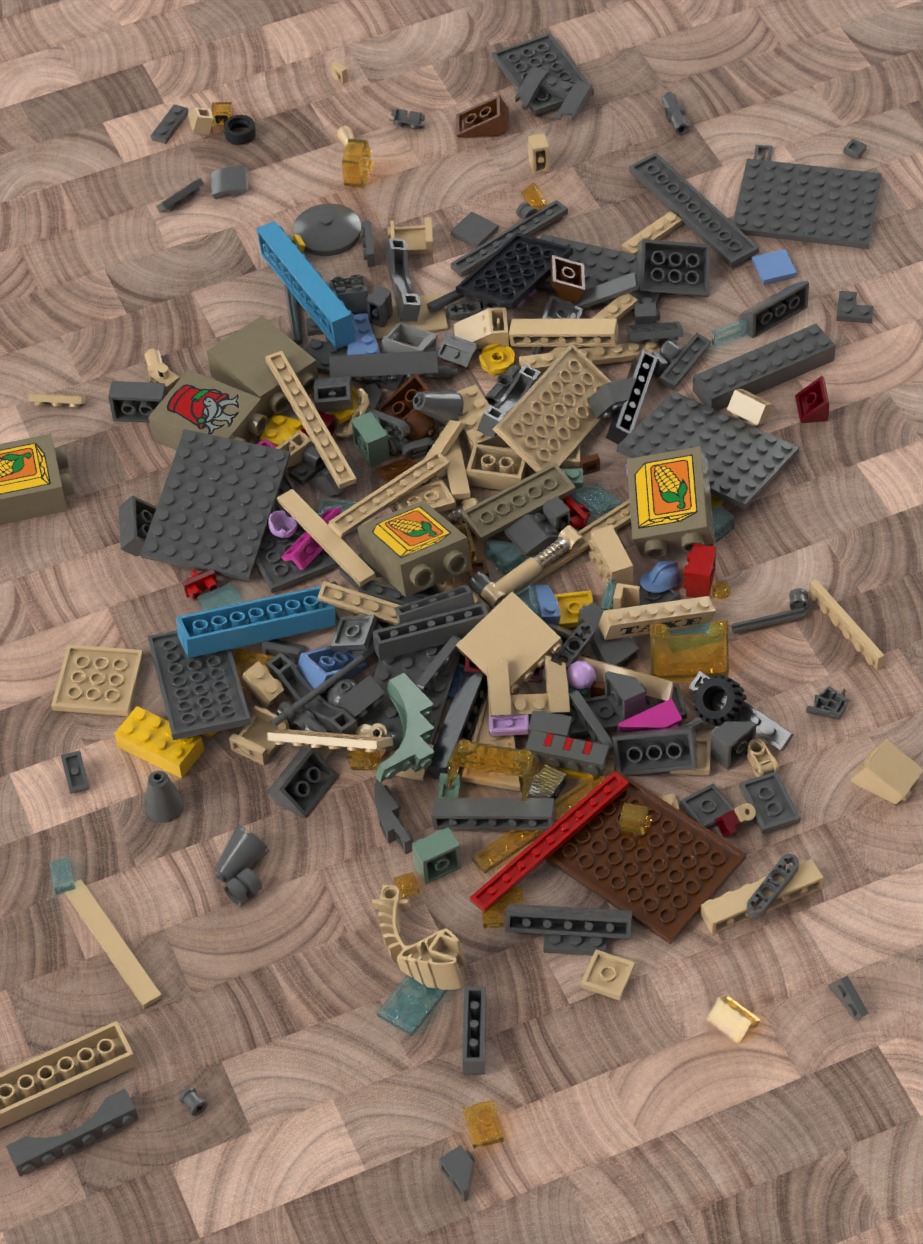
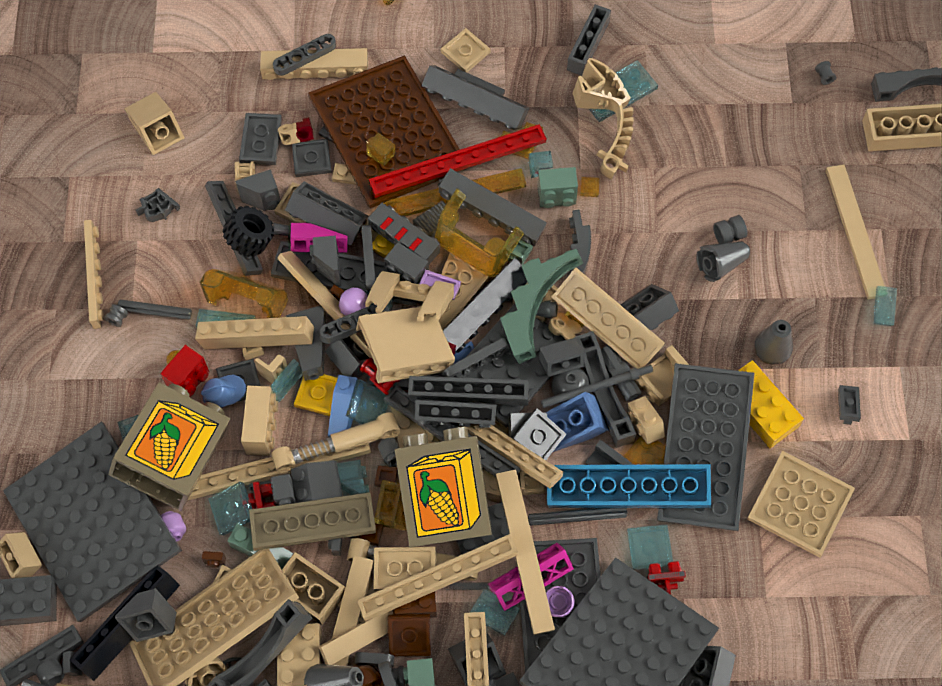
camera: 160 degrees left, 15 degrees up
(467, 881) = (539, 161): none -> clear light blue panel

